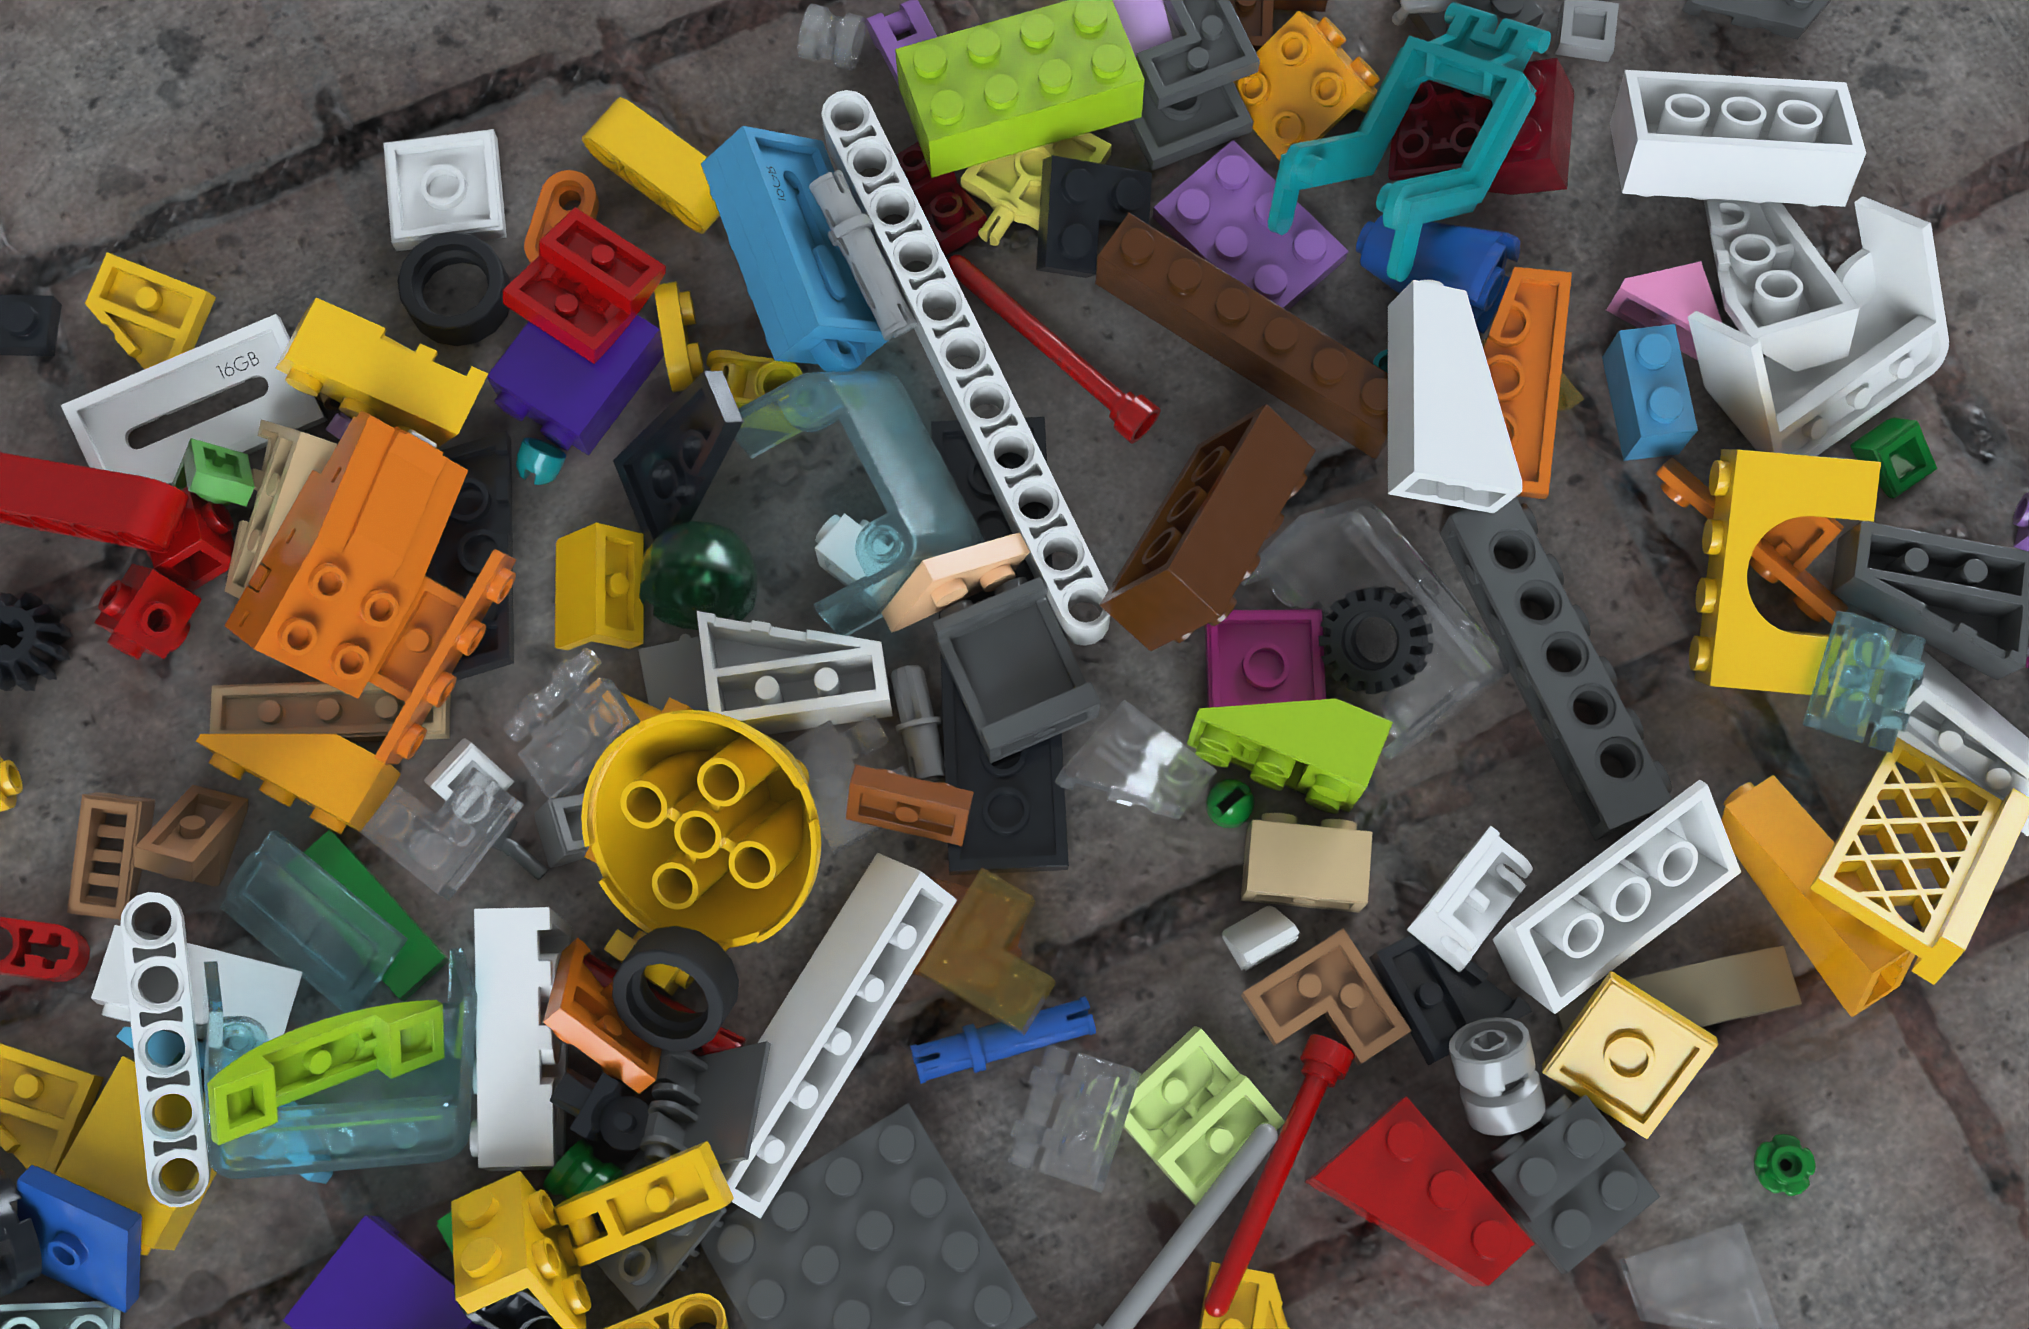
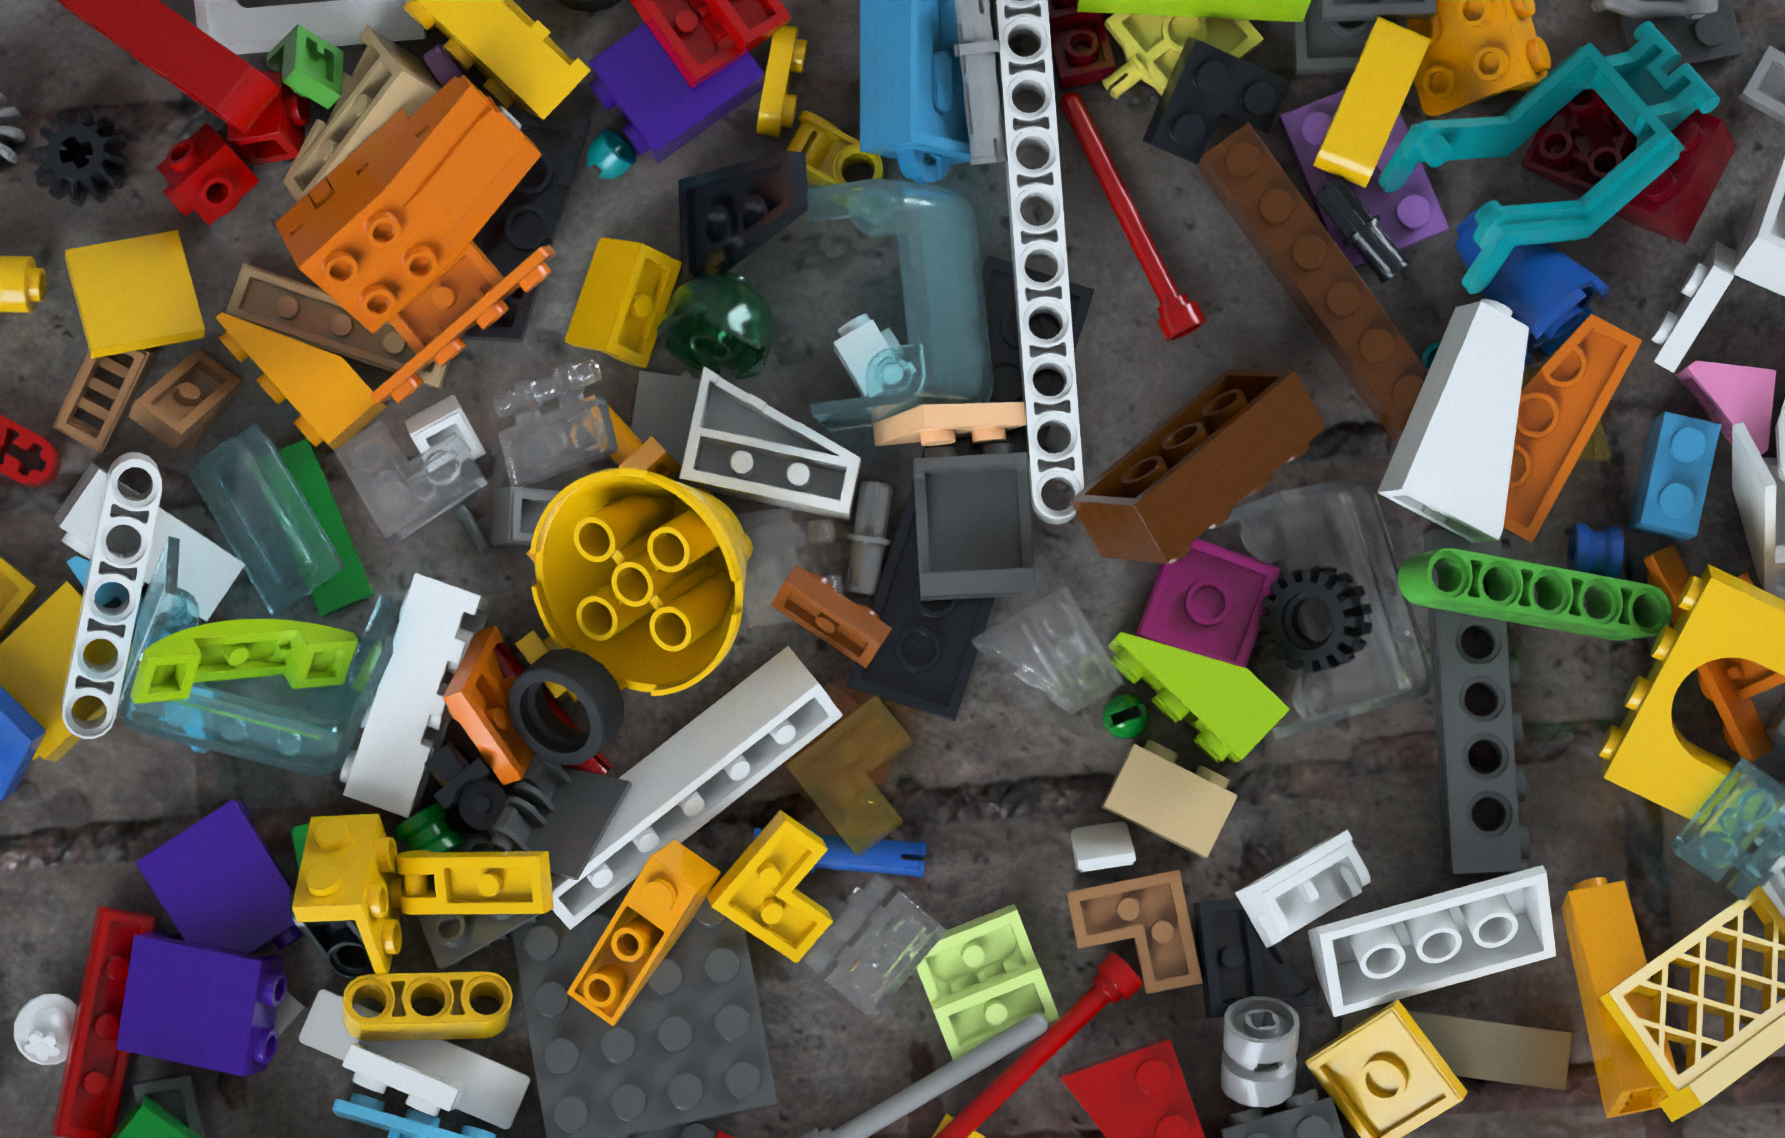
camera: 20 degrees right, 10 degrees up
(109, 750) = (134, 294): none -> yellow tile
(834, 1190) = (643, 930): none -> light orange slope
(938, 1097) = (762, 890): none -> yellow plate
(1234, 159) = (1371, 102): none -> yellow beam
(1270, 272) = (1361, 229): none -> black axle
(1572, 536) = (1513, 600): none -> bright green beam
(1603, 229) = (1702, 292): none -> white wing
(1607, 487) = (1596, 550): none -> blue wheel

